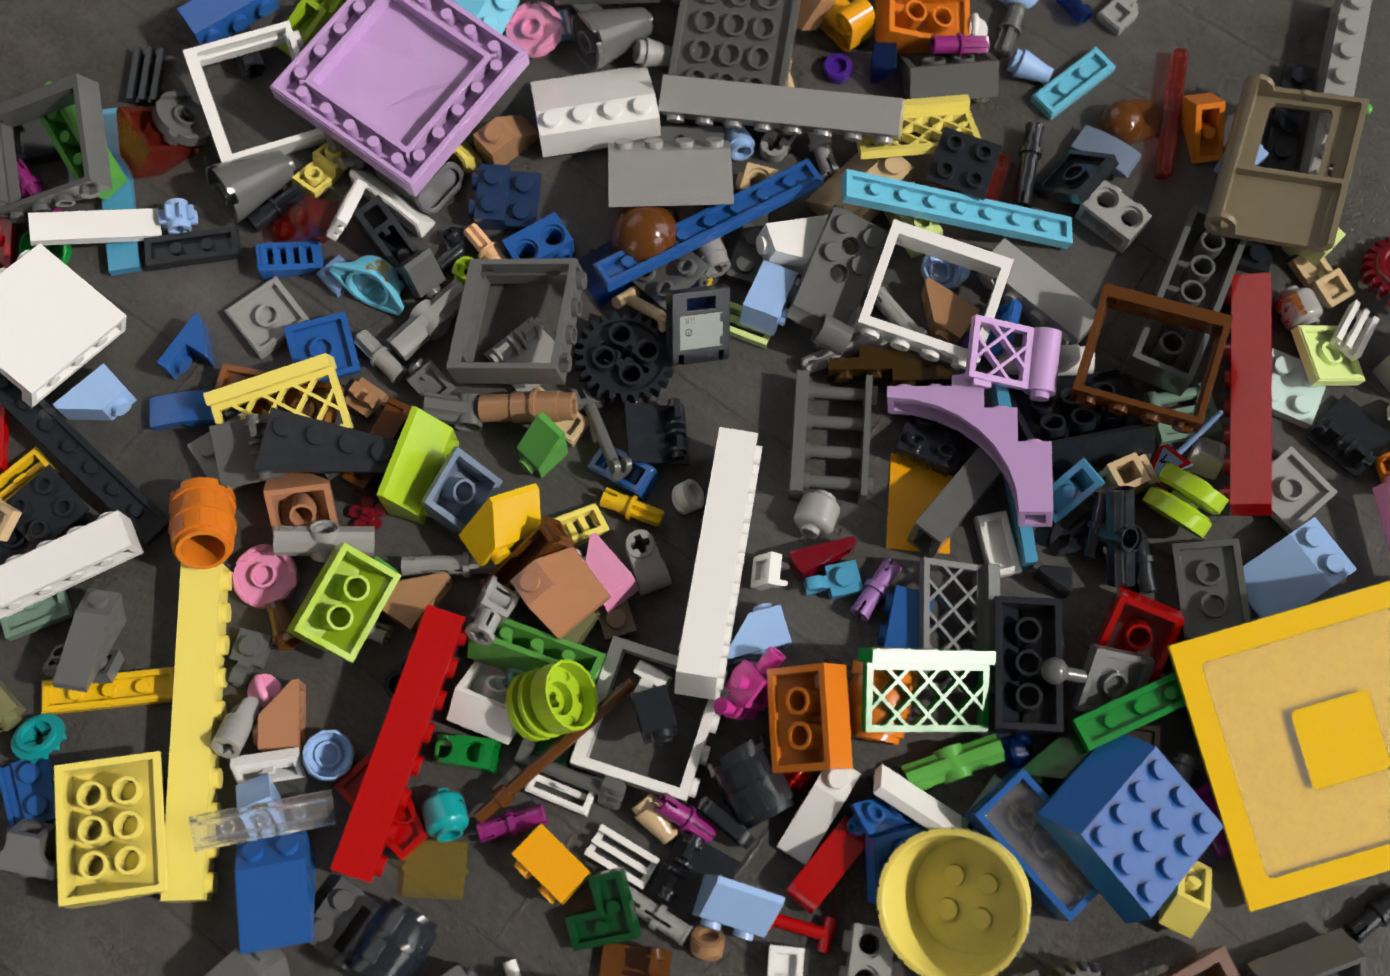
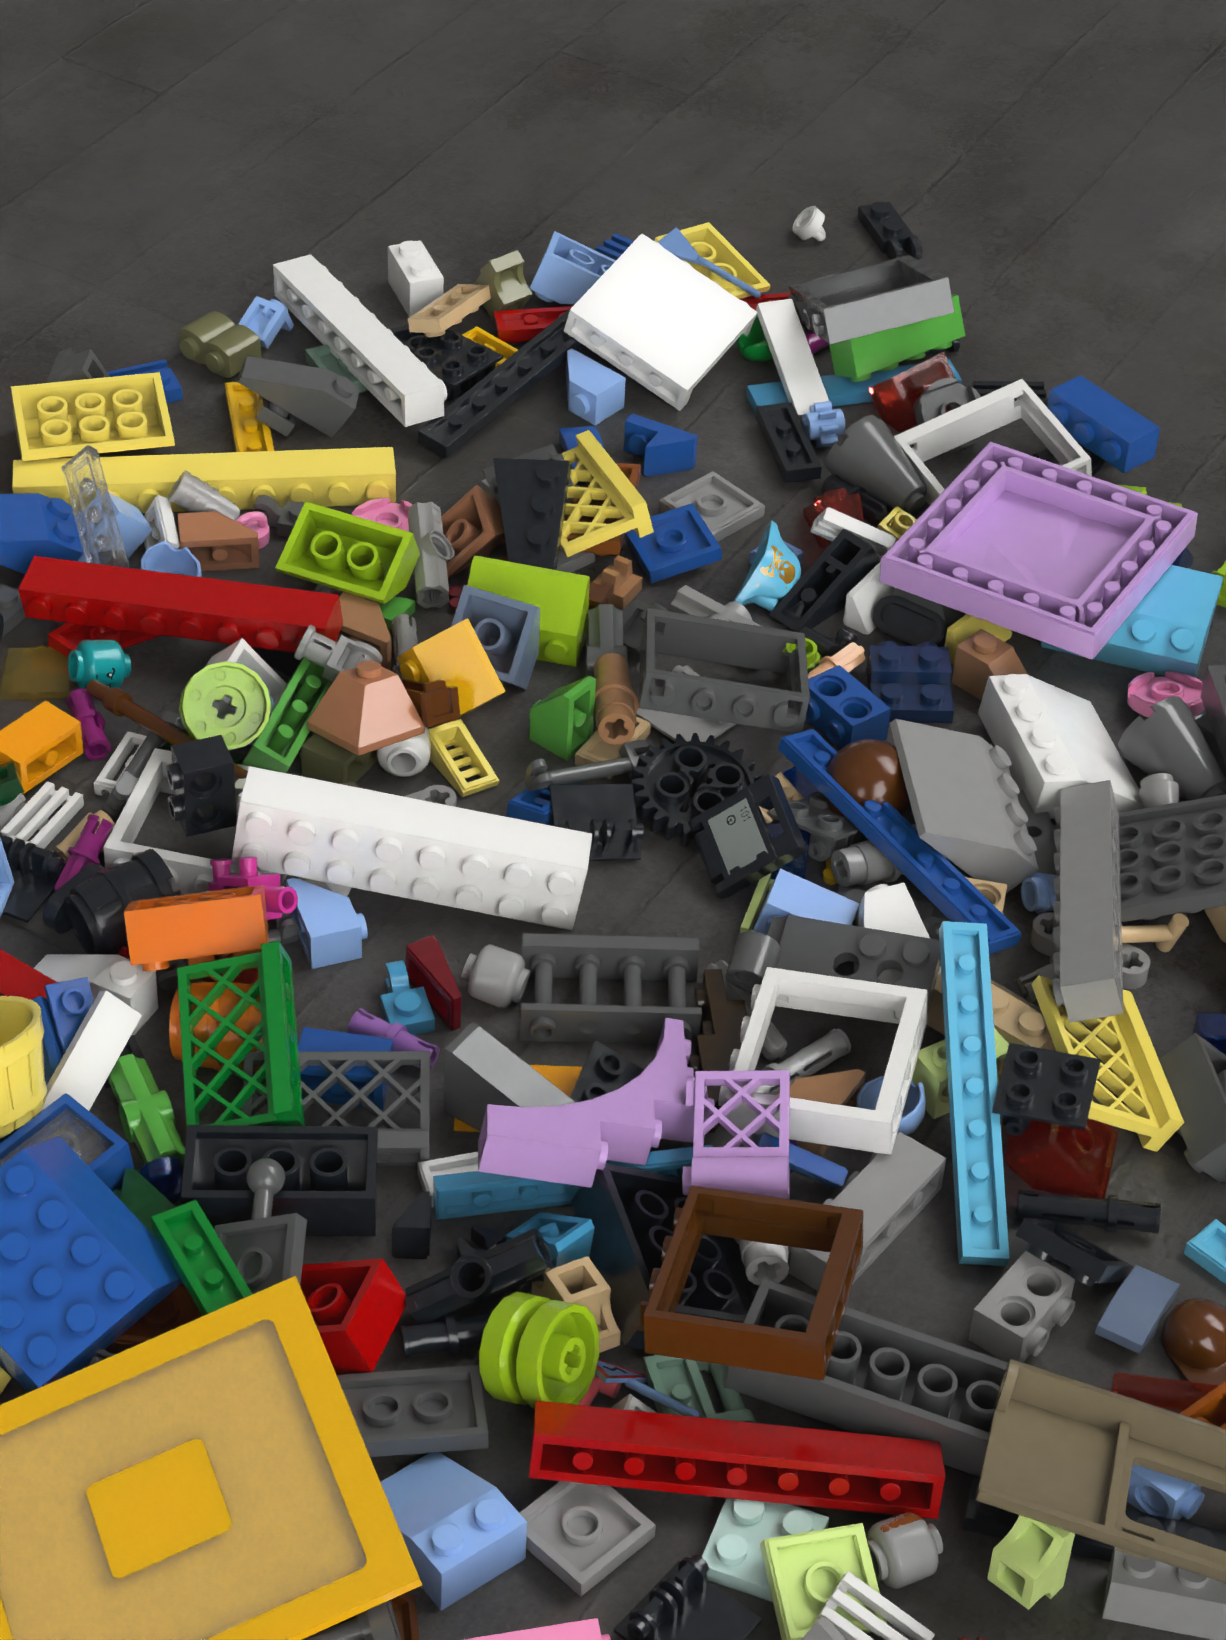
camera: 85 degrees right, 30 degrees down
(25, 737) = (196, 380): teal gear -> none
(202, 522) = (436, 450): orange piece -> none
(288, 249) = (789, 510): blue slope -> none
(380, 356) = (669, 586): light grey axle -> none
(421, 273) = (781, 596): dark grey slope -> none
(467, 752) = (169, 679): green leg -> none
(610, 572) = (399, 770): bright pink slope -> none
(631, 507) = (498, 796): yellow axle -> none
(767, 570) = (408, 929): white tile -> none
(837, 68) = (1199, 998): dark purple tile -> none
(1328, 285) = (964, 1601): tan slope -> none

